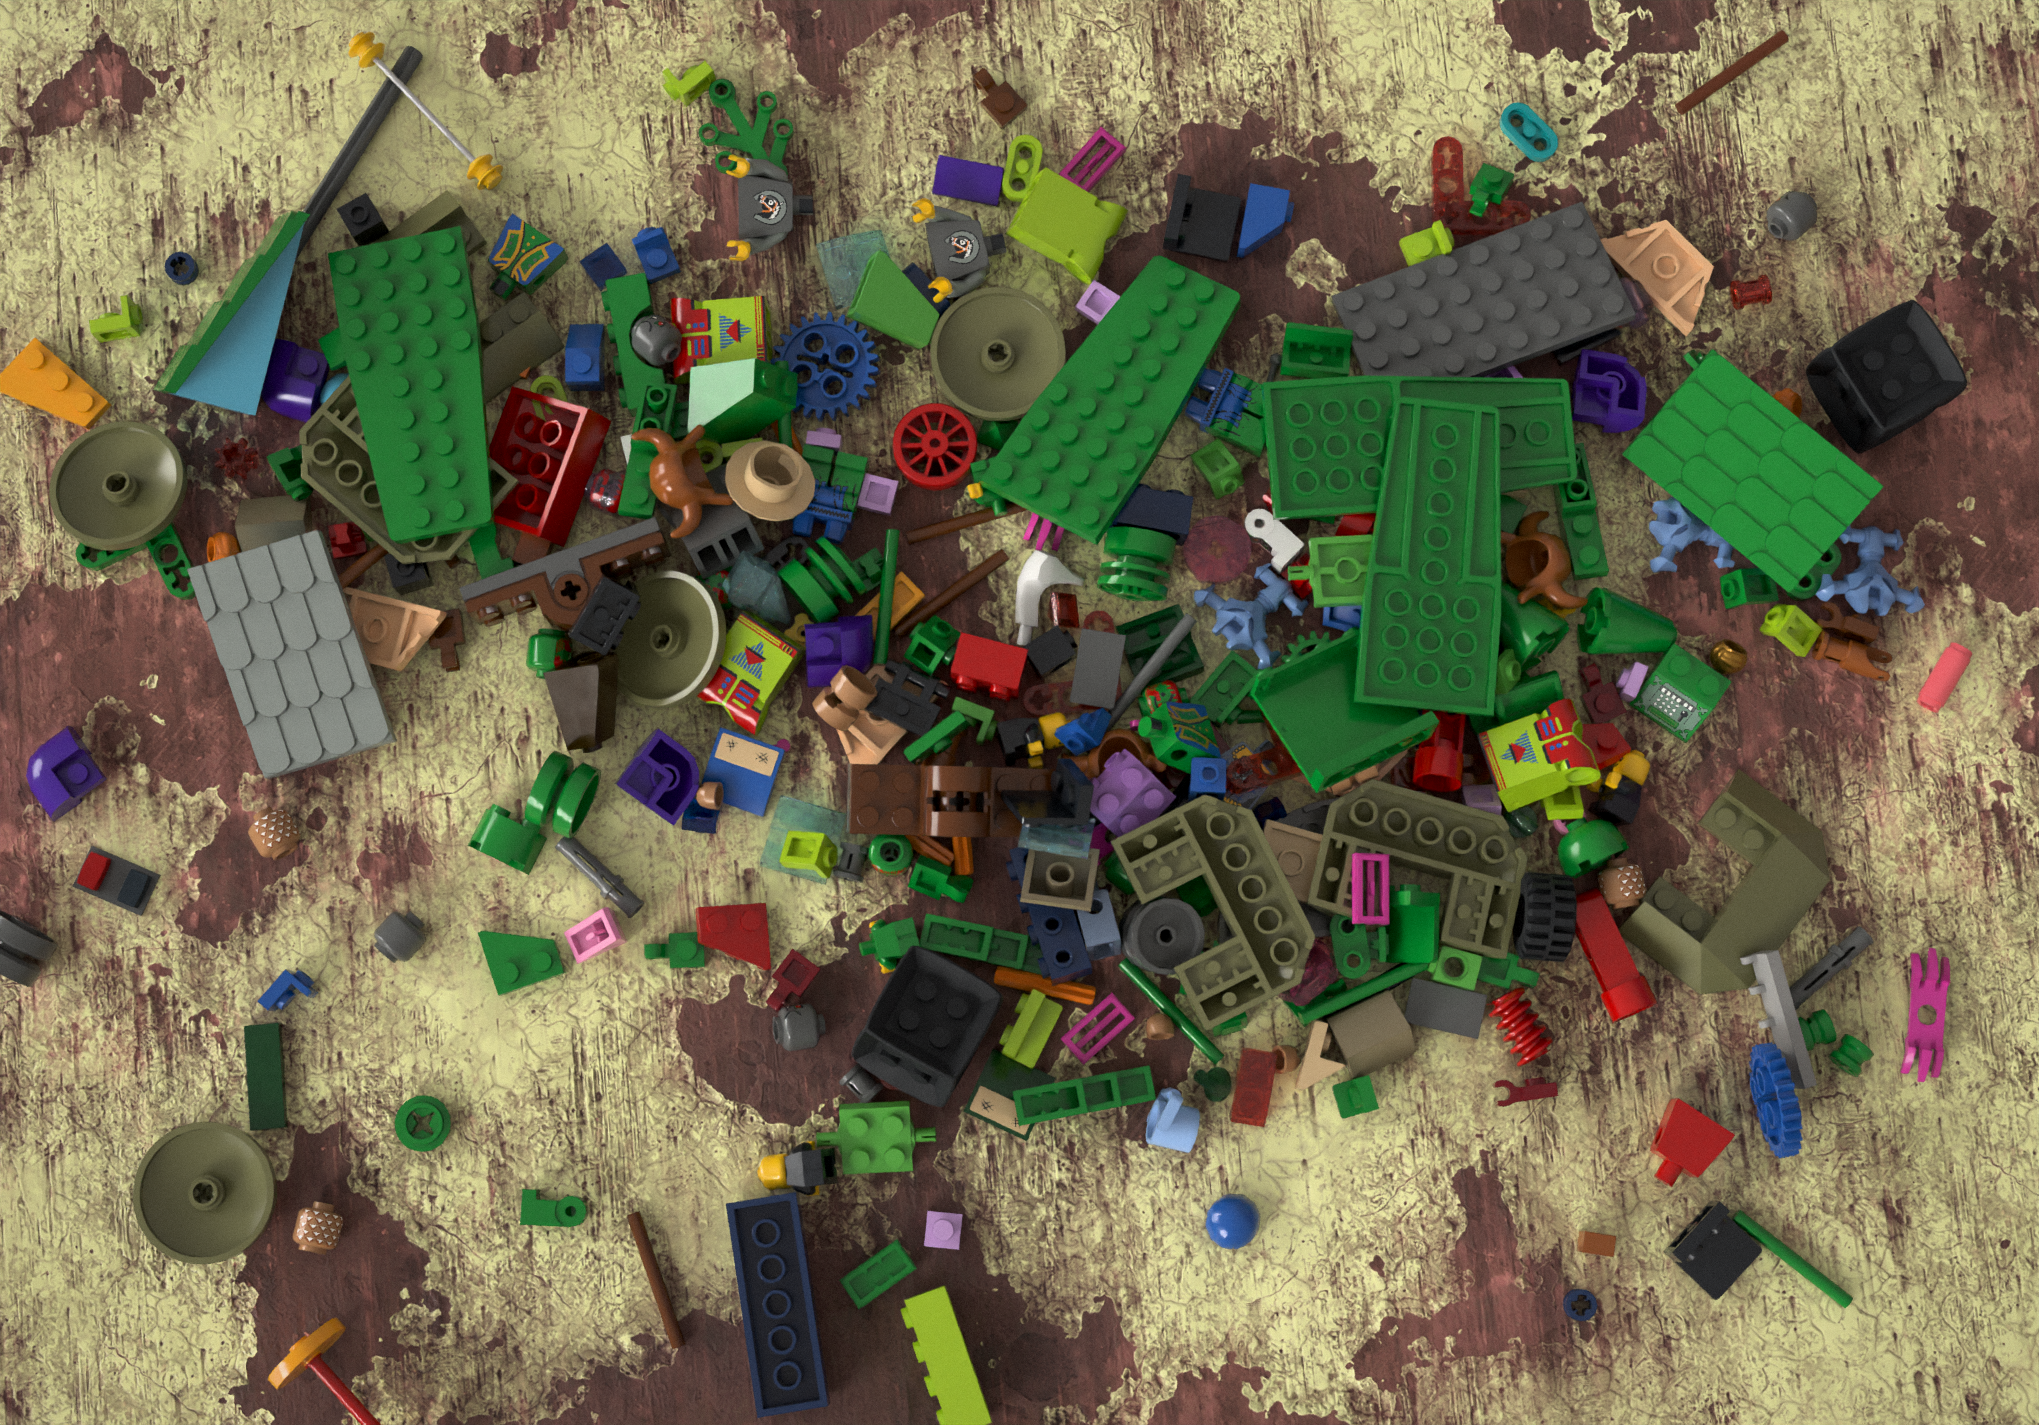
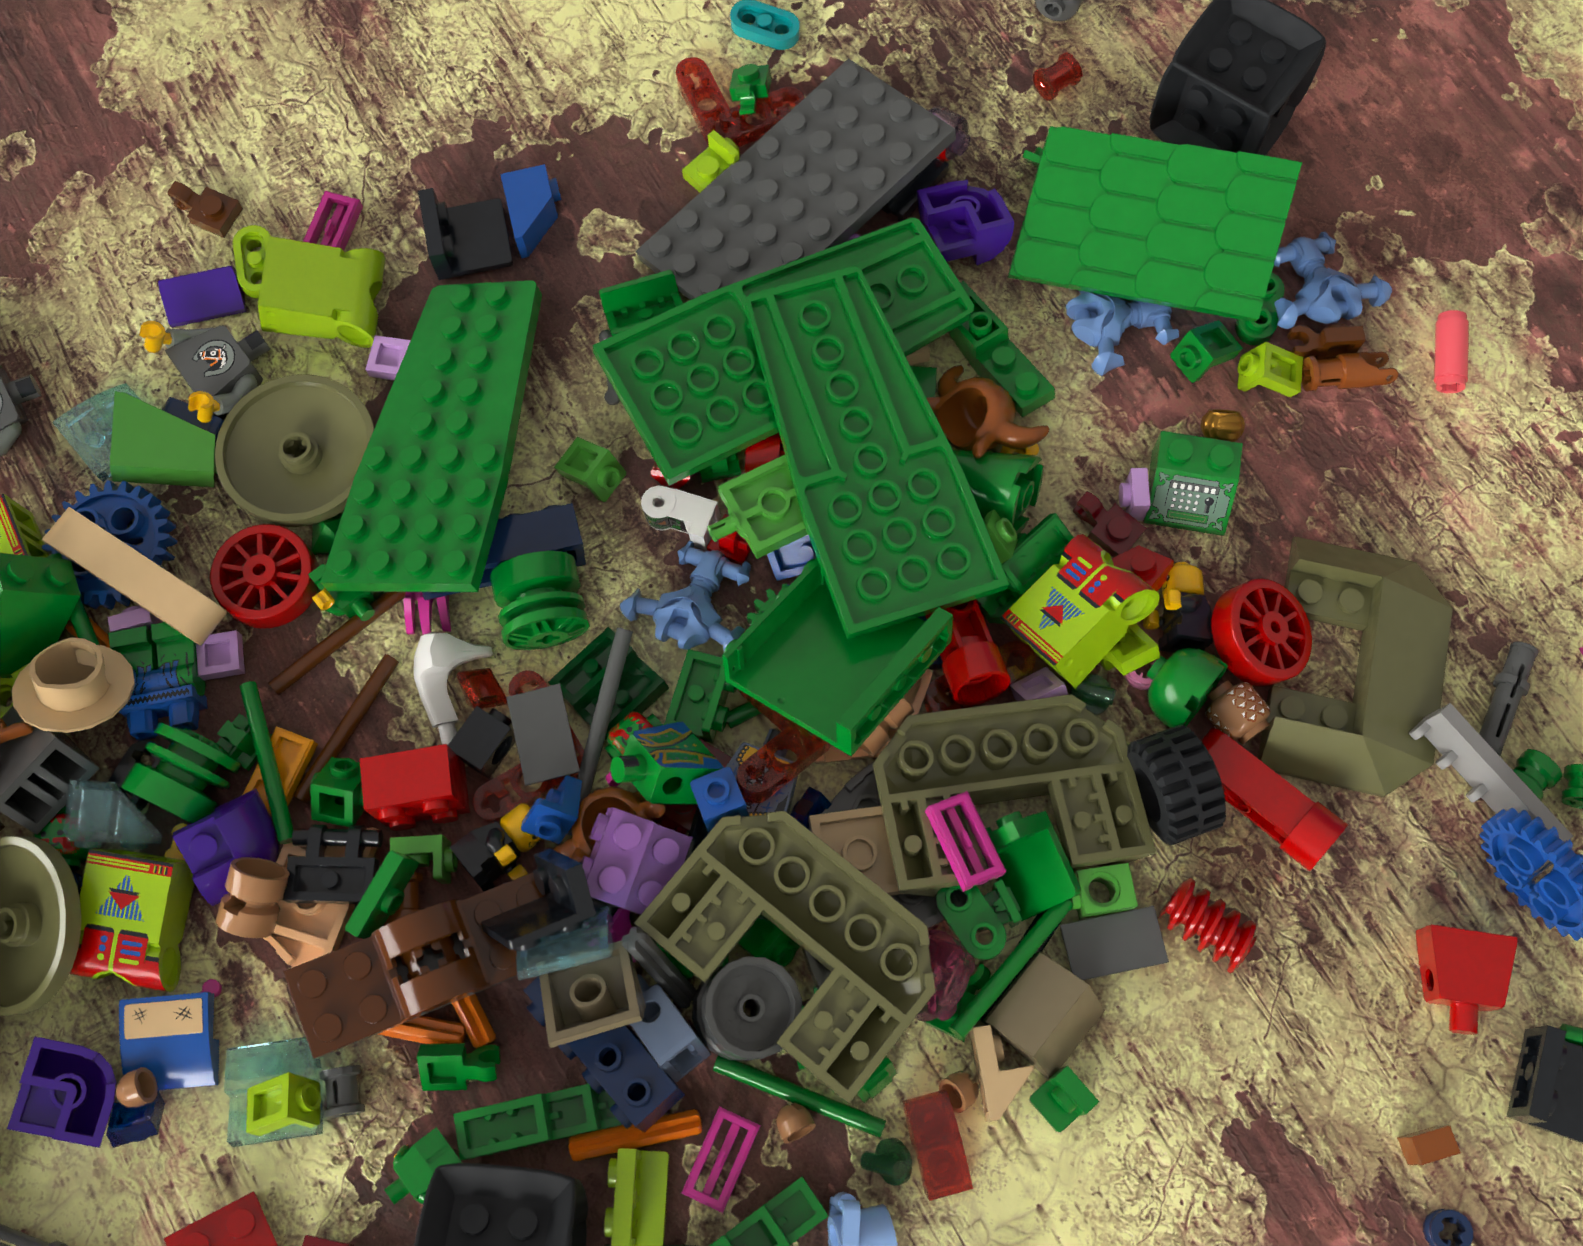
camera: 20 degrees left, 10 degrees down
(842, 409) = (135, 576): none -> tan beam
(878, 857) = (369, 1057): green head -> none
(1113, 878) = (659, 966): none -> dark grey axle
(1226, 533) = (627, 530): clear pink plate -> none
(1233, 411) = (578, 403): hips -> none
(1504, 971) = (1158, 870): green plate -> none
(1534, 1089) = (1262, 992): dark red plate -> none
(1622, 626) = (1096, 440): green cone -> none
(1667, 268) = (966, 86): light nougat wing -> none
(1678, 833) = (1261, 632): none -> red wheel

